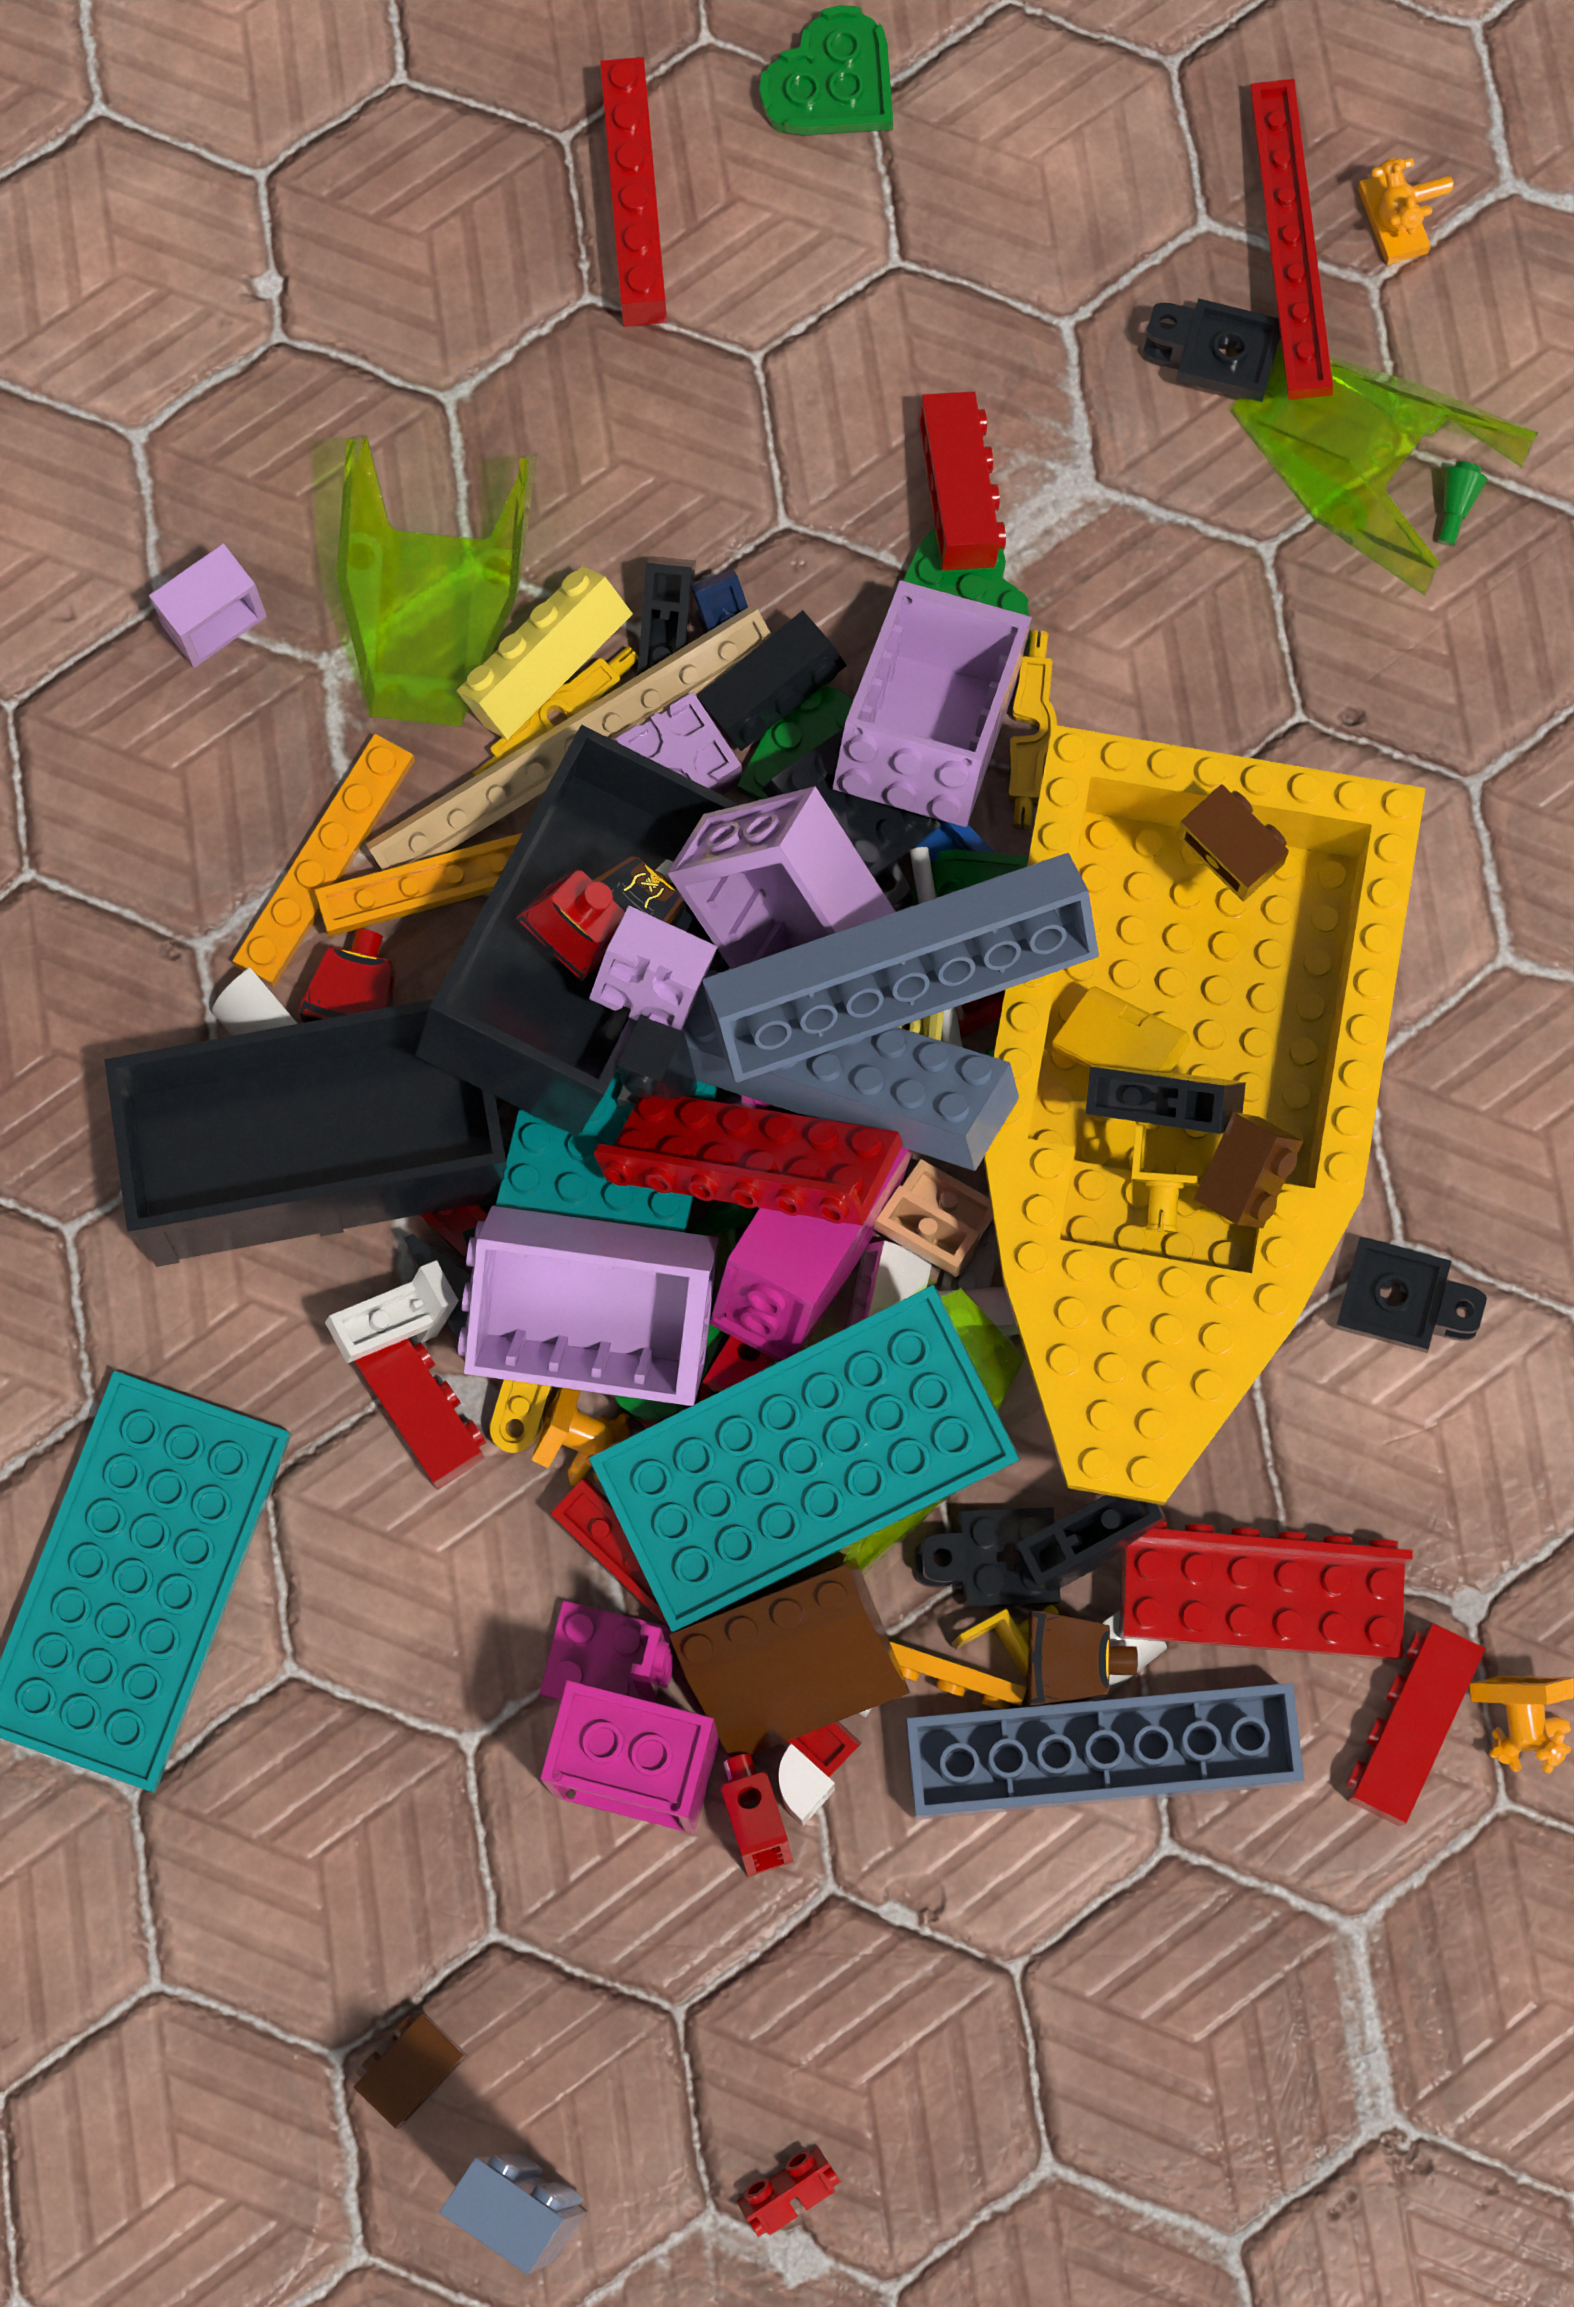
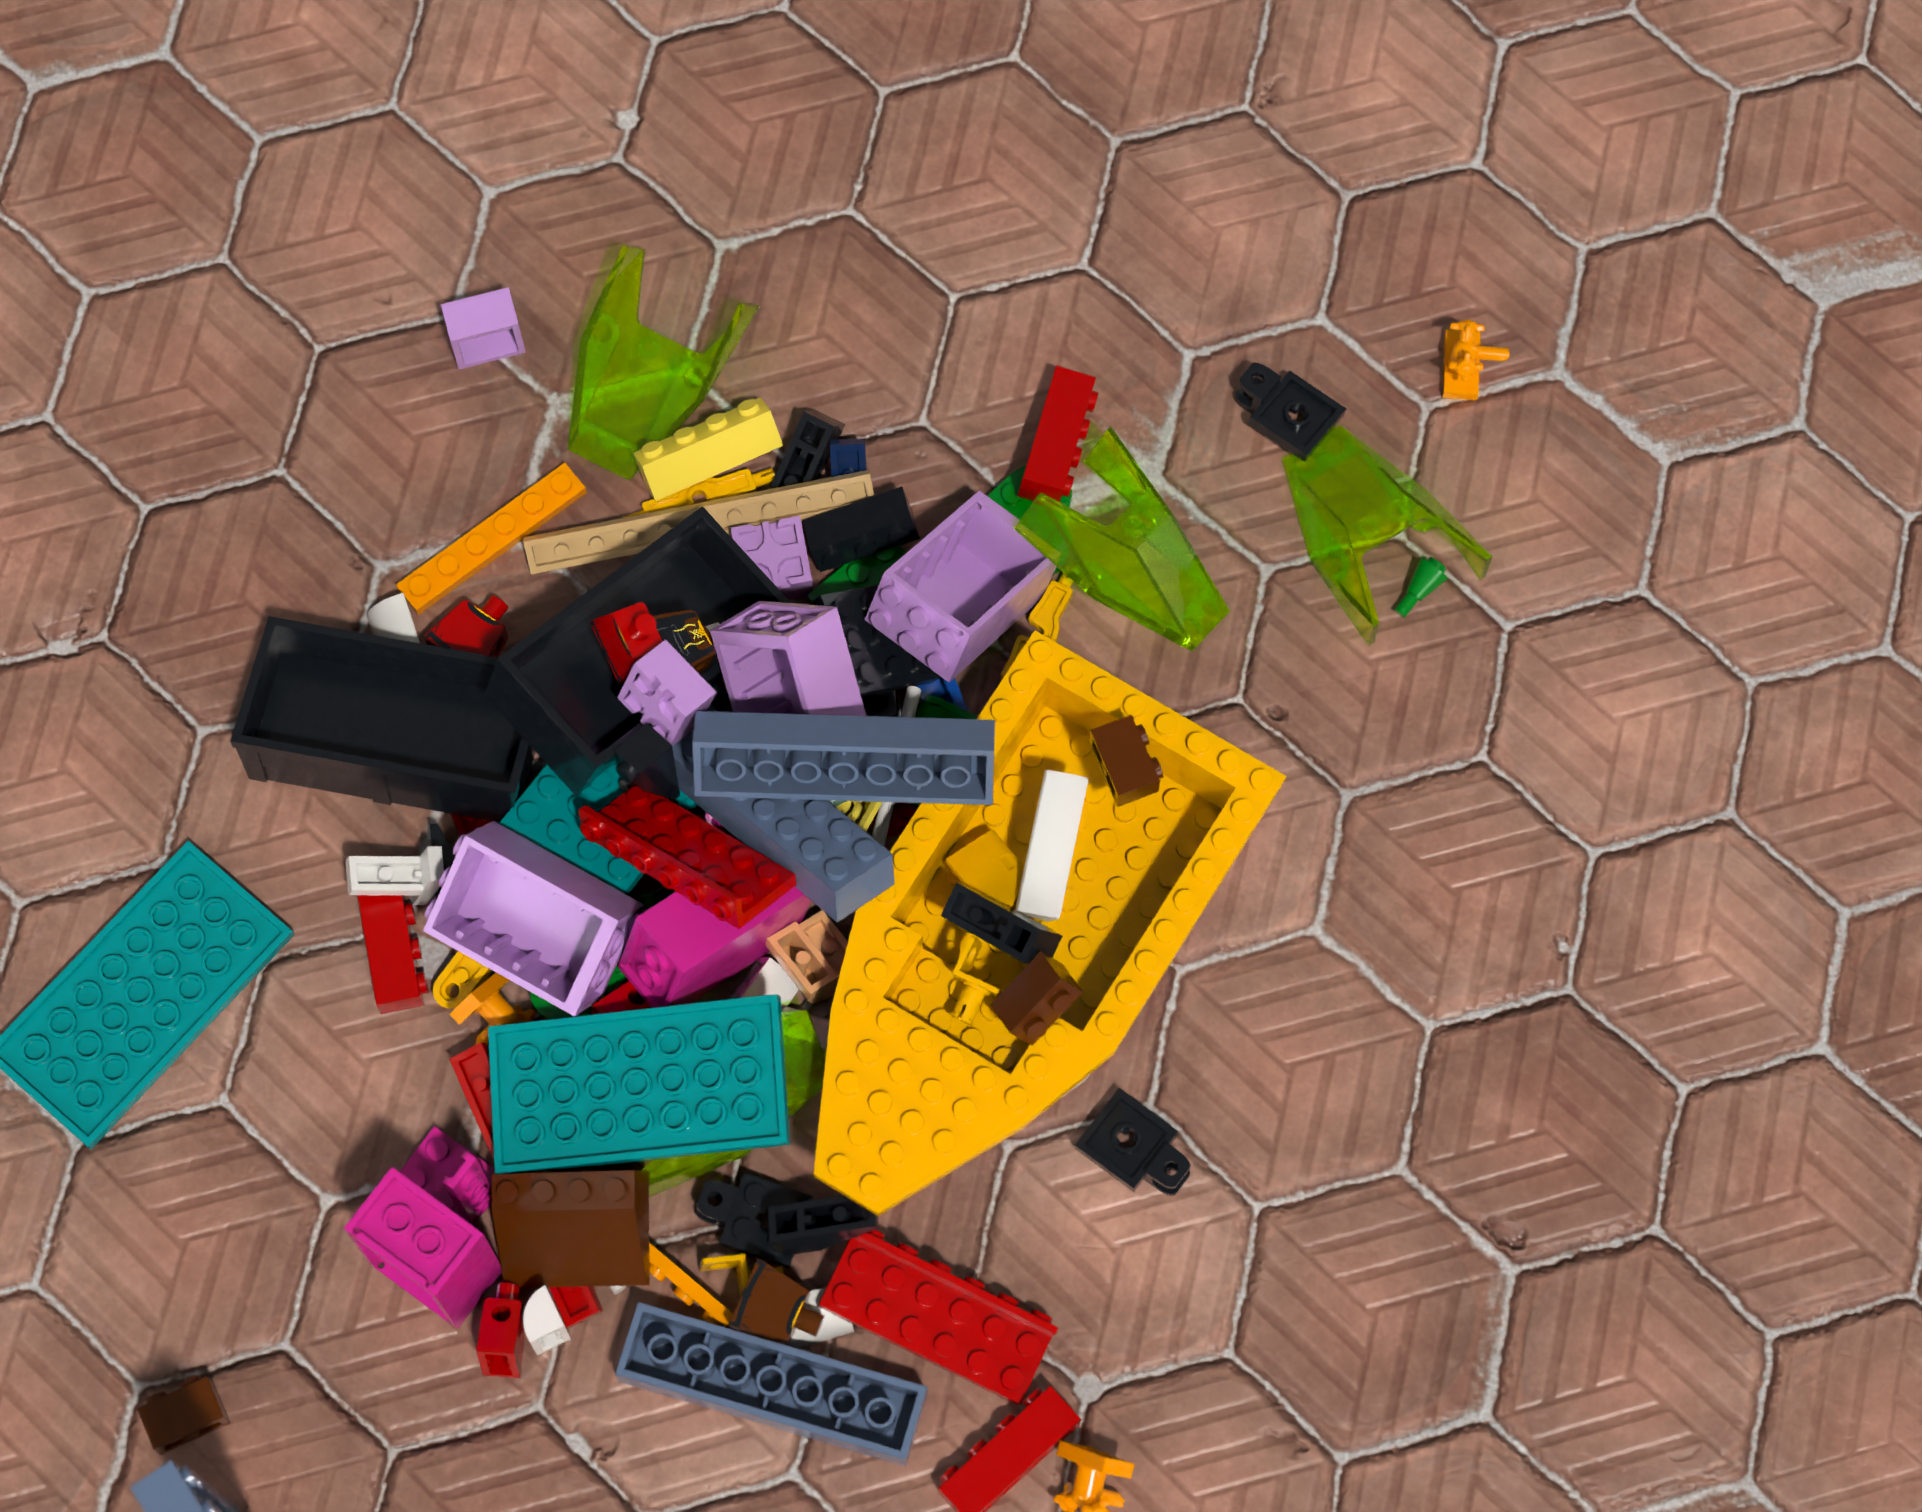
camera: 20 degrees right, 5 degrees down
(414, 886) = (533, 578): light orange plate -> none
(633, 192) = (912, 147): red brick -> none
(833, 79) = (1091, 119): green plate -> none
(1127, 600) = (1136, 563): none -> clear neon green windscreen
(1183, 977) = (1051, 845): none -> white slope
(1291, 240) = (1374, 353): red plate -> none

